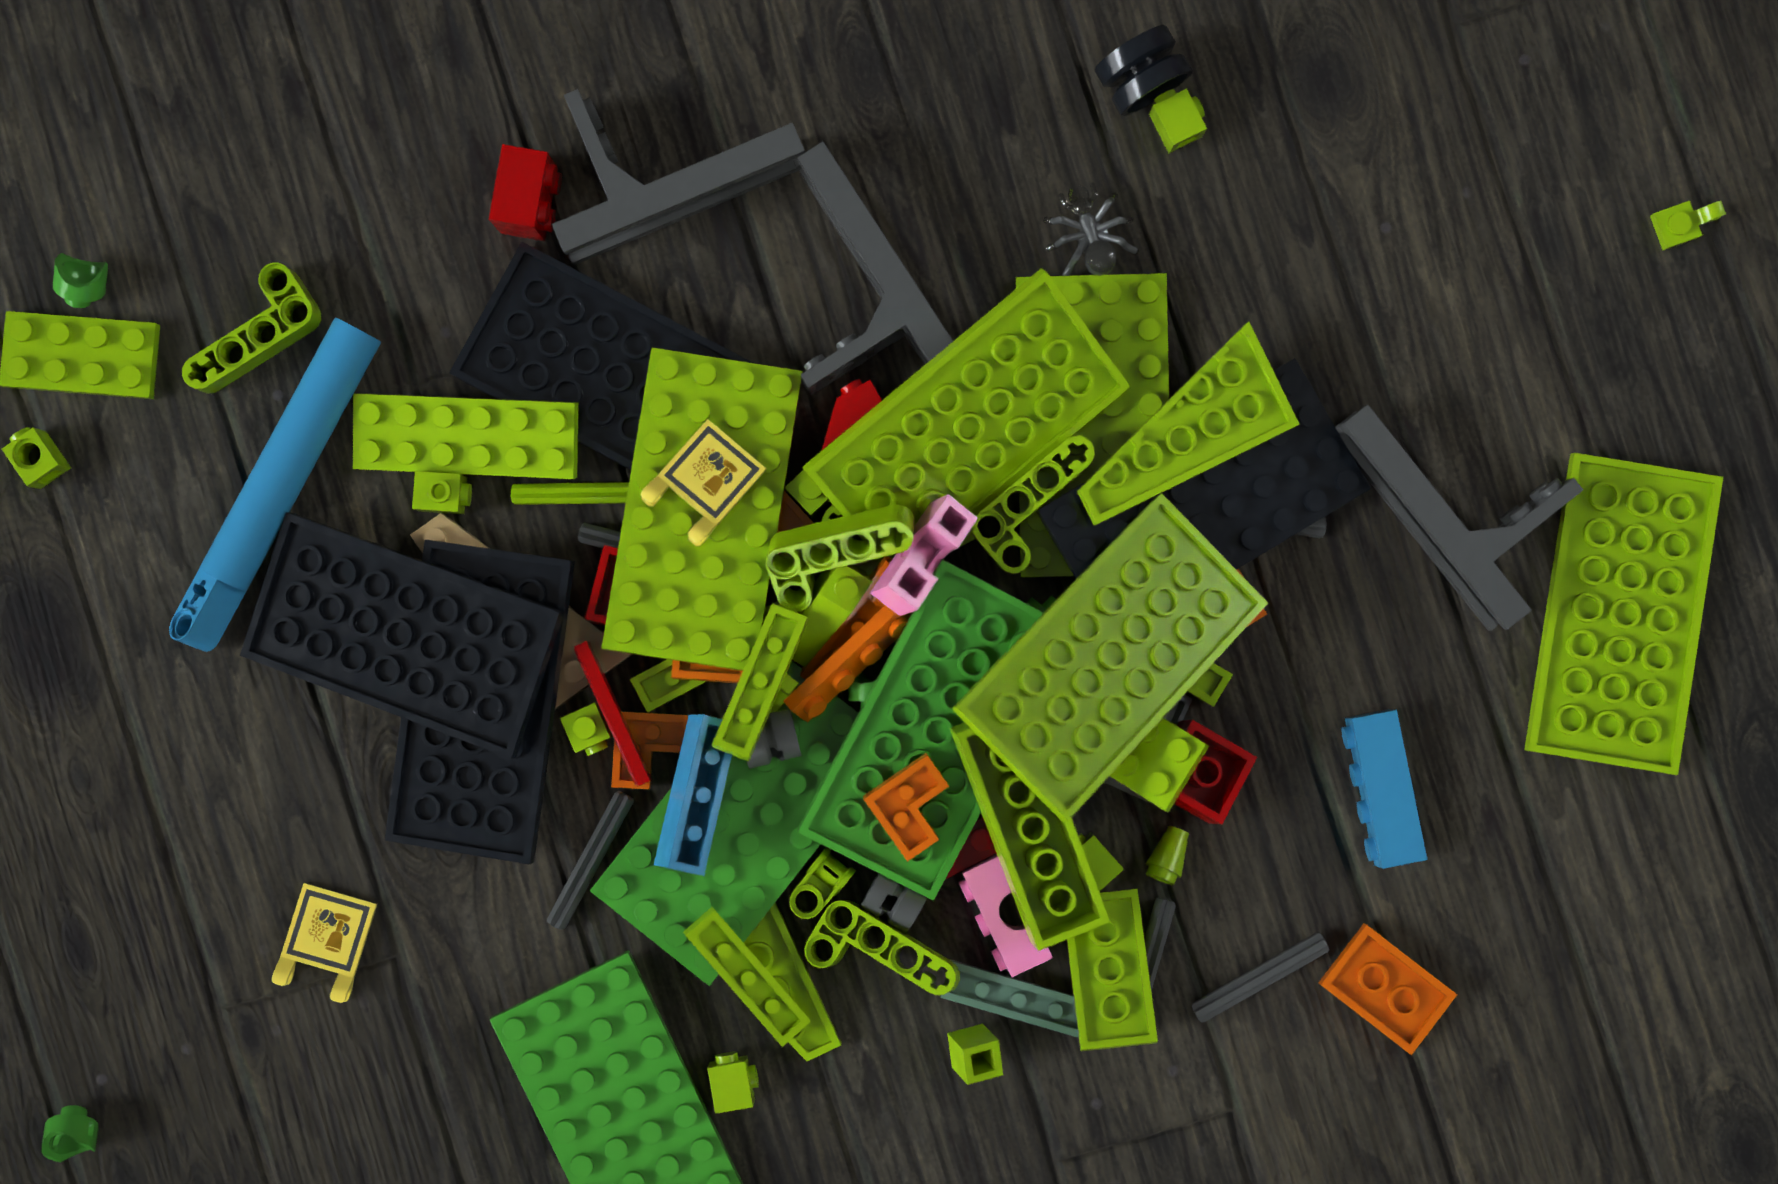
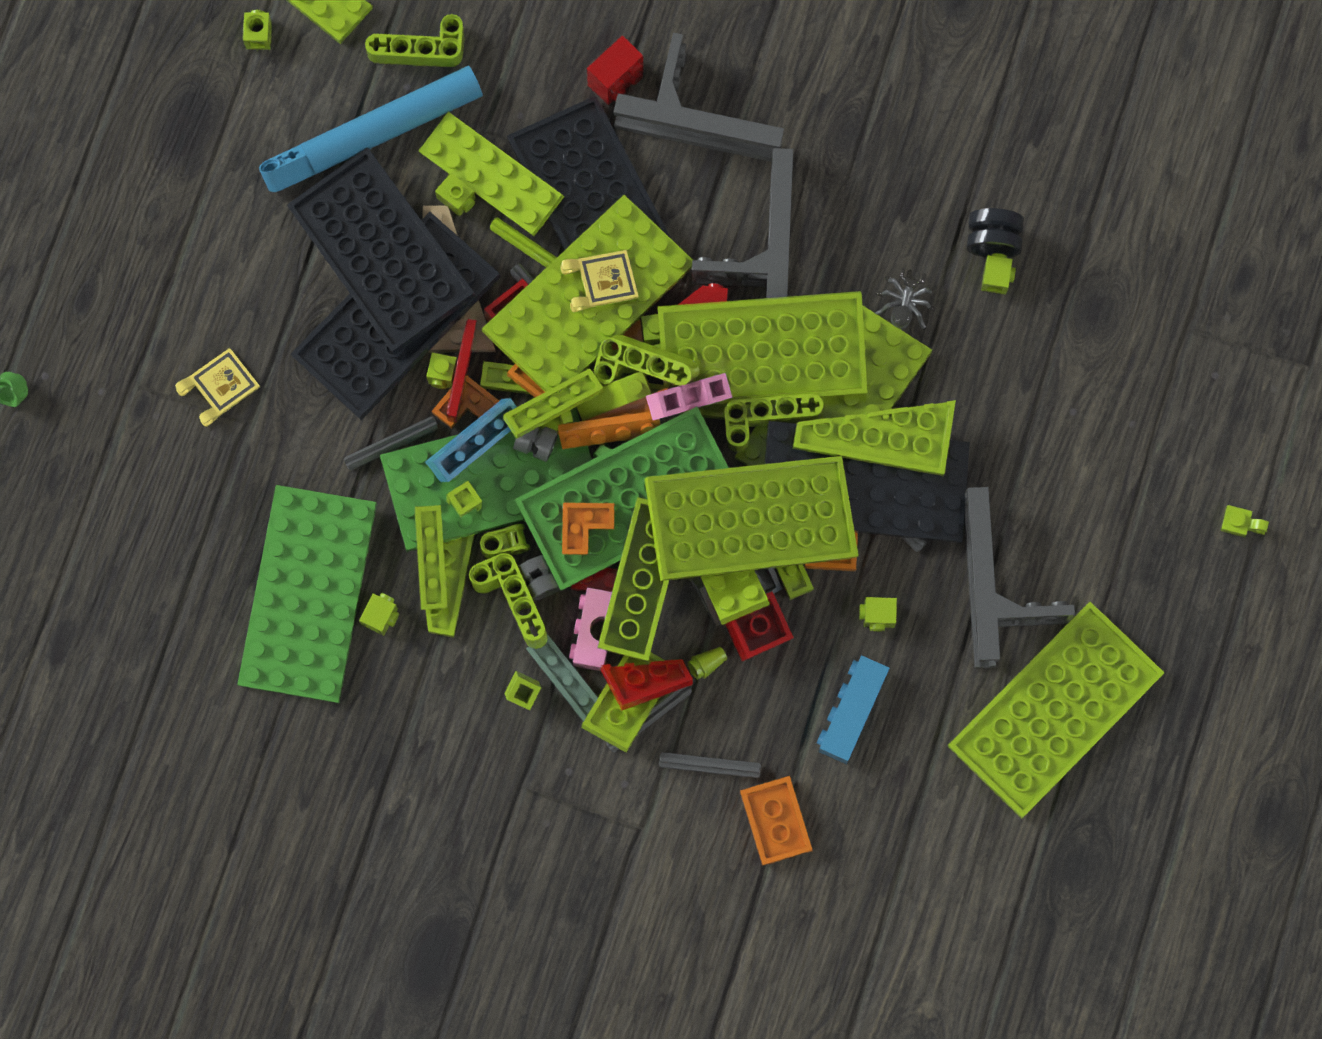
camera: 40 degrees right, 10 degrees down
(738, 880) = (464, 499): none -> lime panel
(1101, 862) = (665, 636): lime brick -> none
(1113, 951) = (642, 683): none -> red wing
(1332, 648) = (878, 613): none -> lime brick

